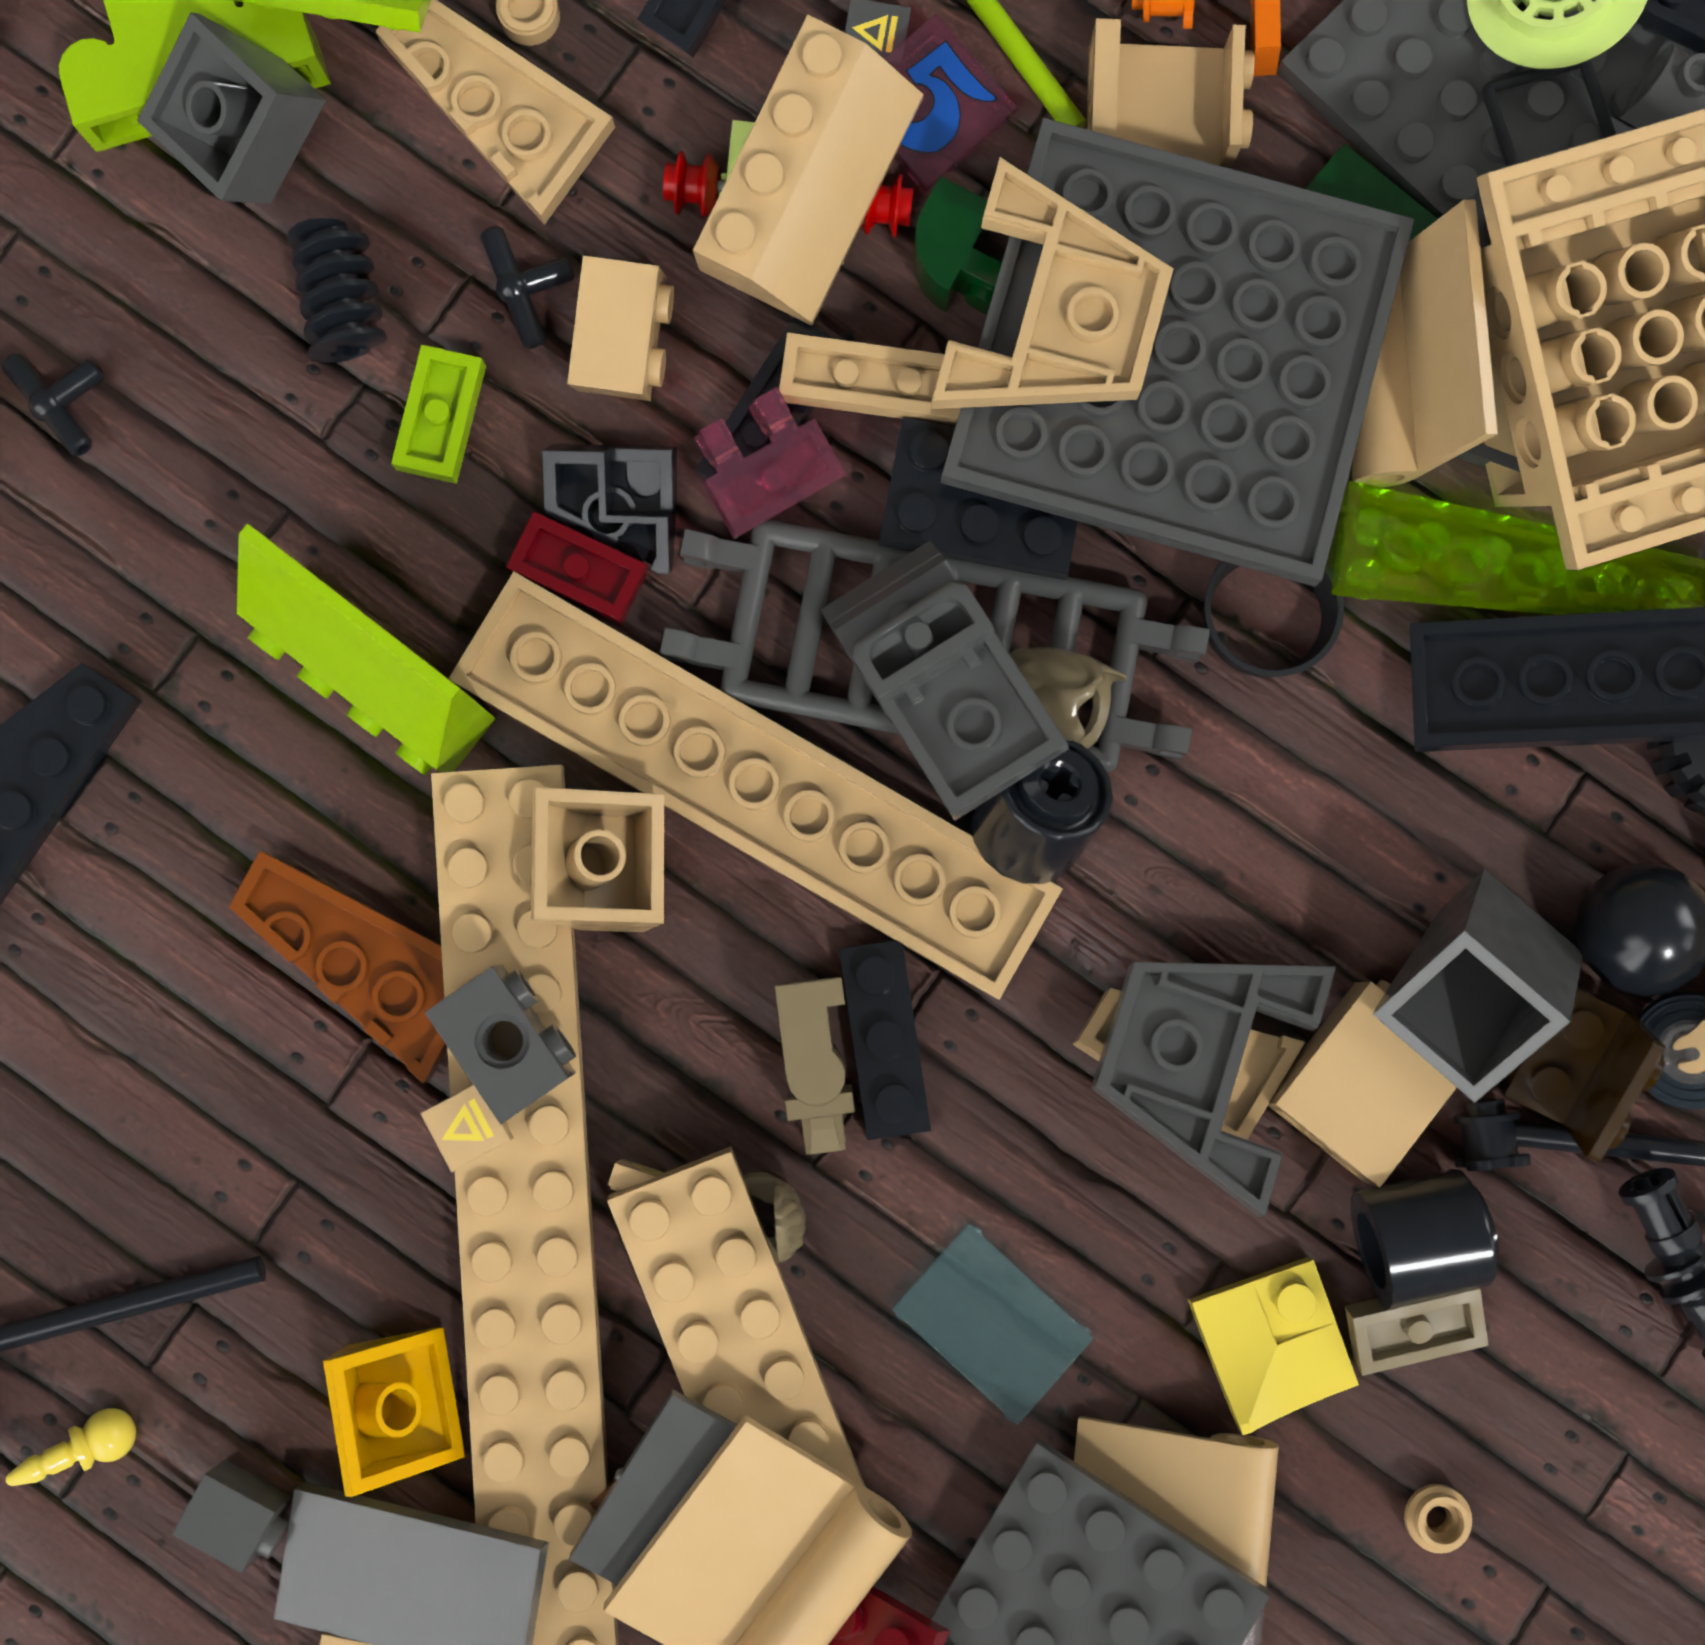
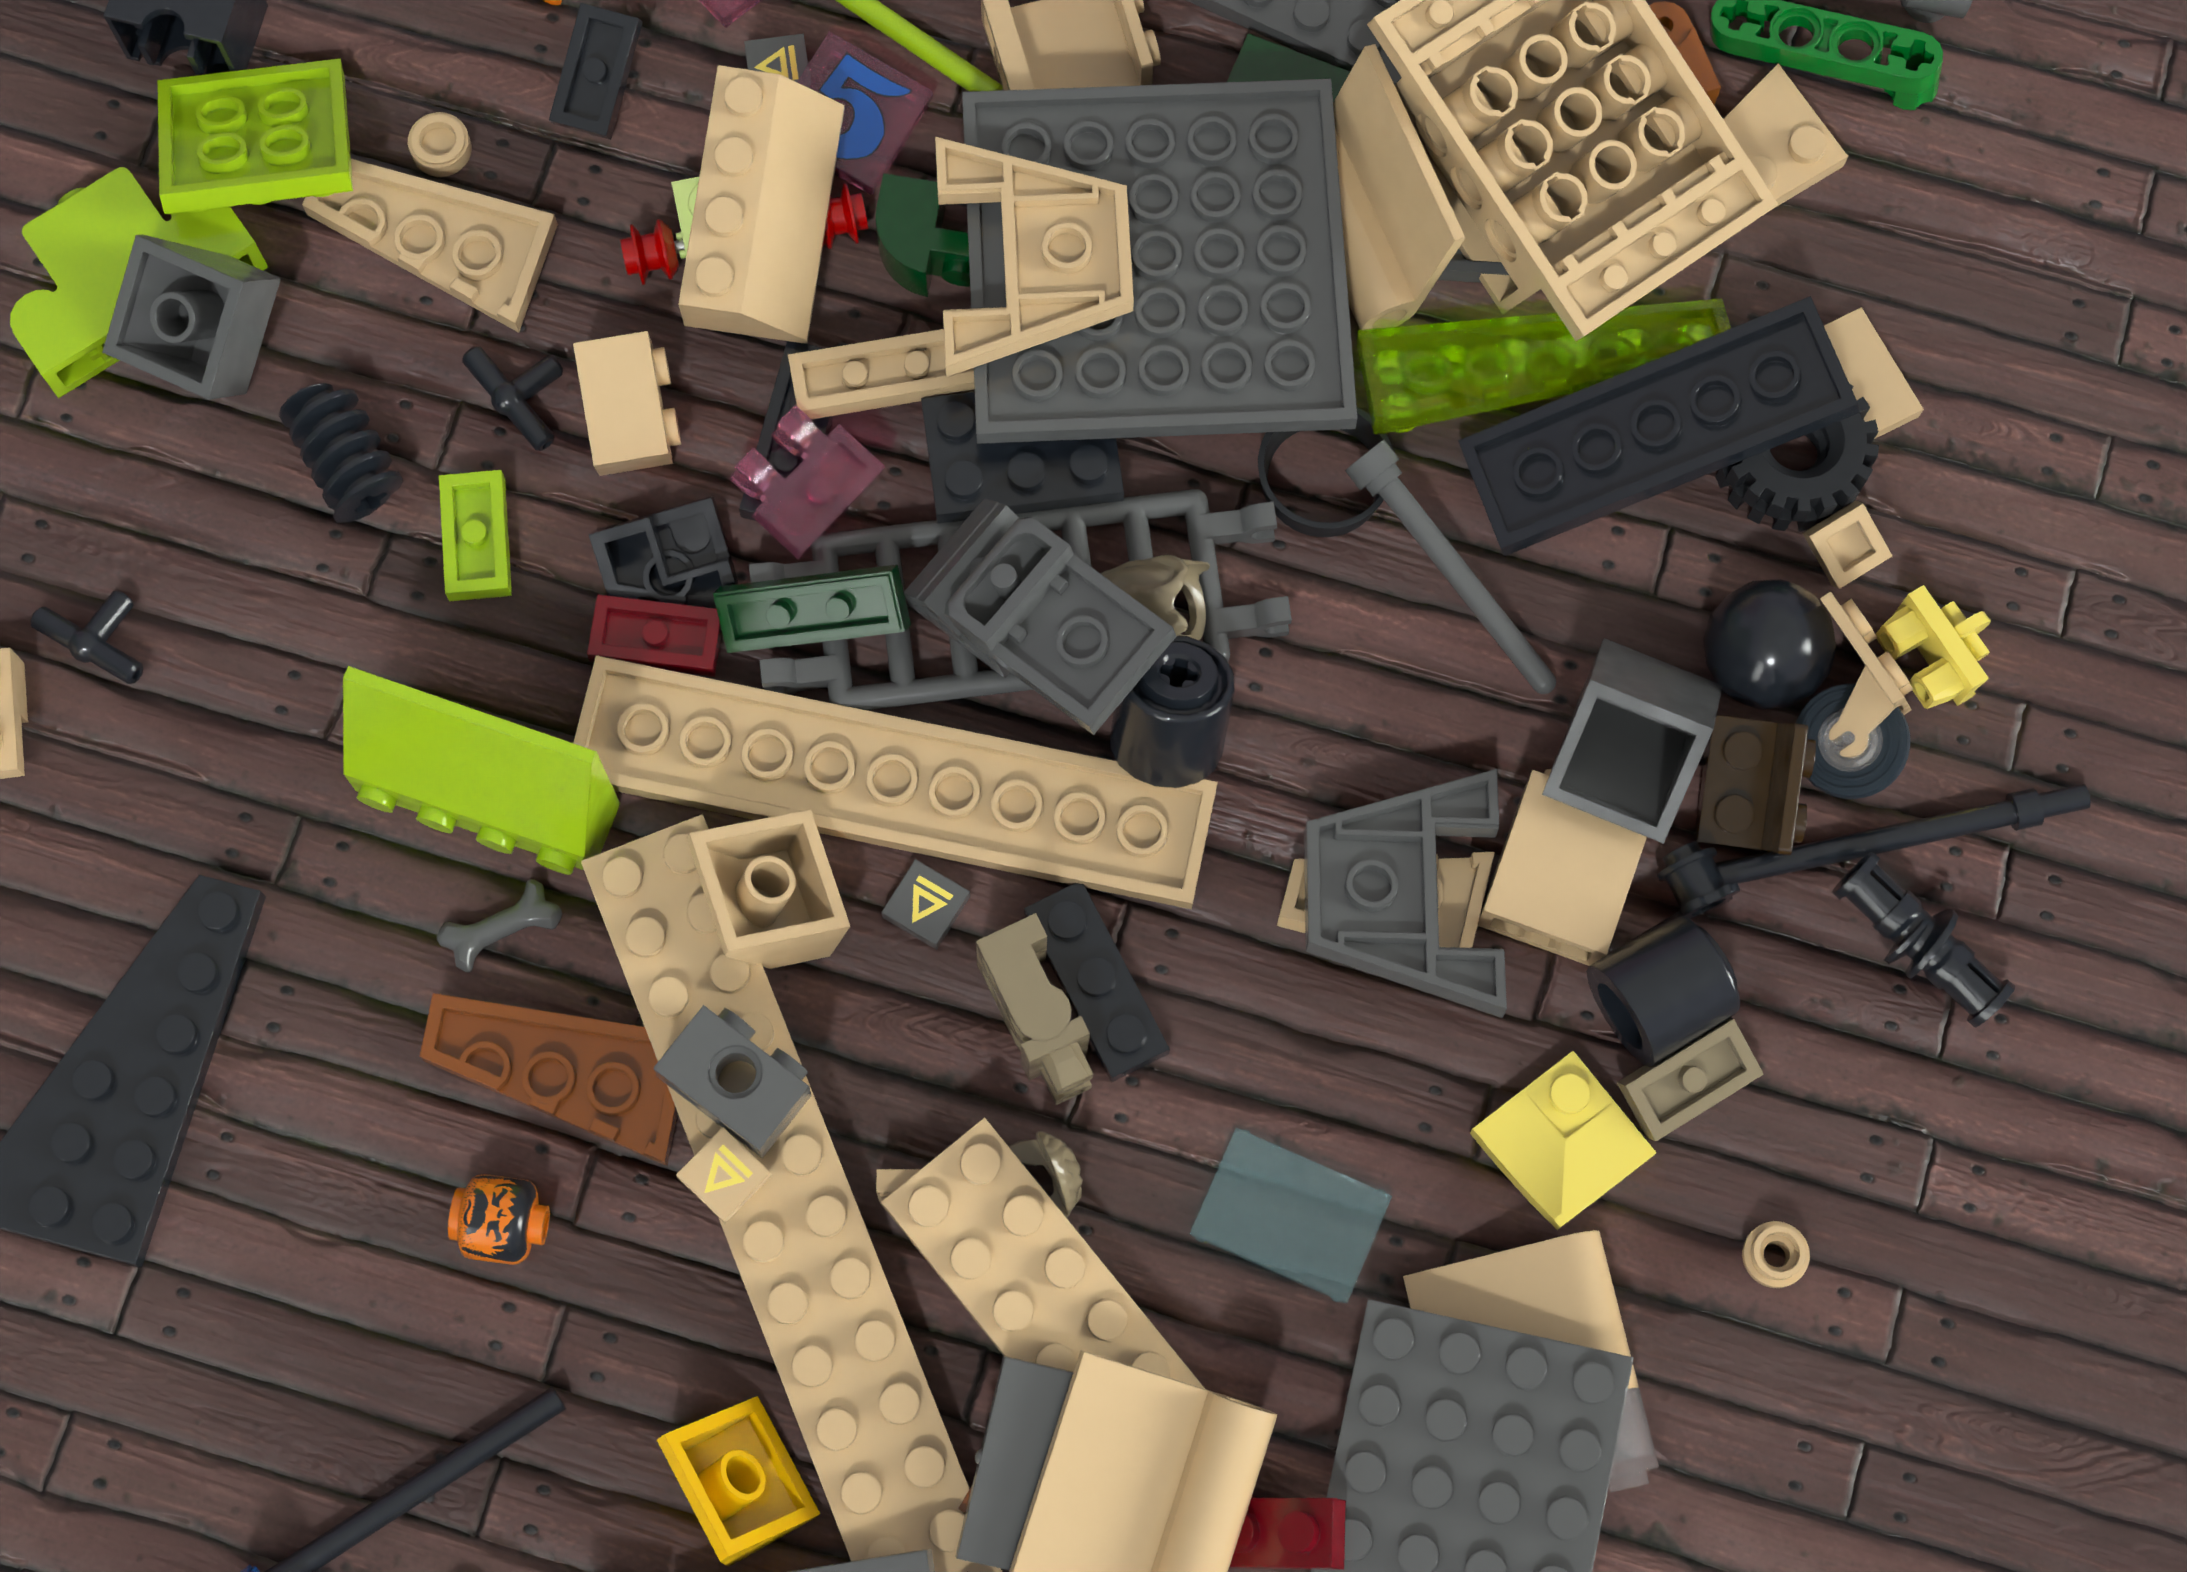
camera: 20 degrees left, 10 degrees down
(254, 1085) = (497, 1219): none -> head
(376, 797) = (529, 911): none -> dark grey piece
(731, 595) = (812, 608): none -> tile
(748, 912) = (926, 904): none -> dark grey tile
(1323, 637) = (1380, 475): none -> dark grey piece

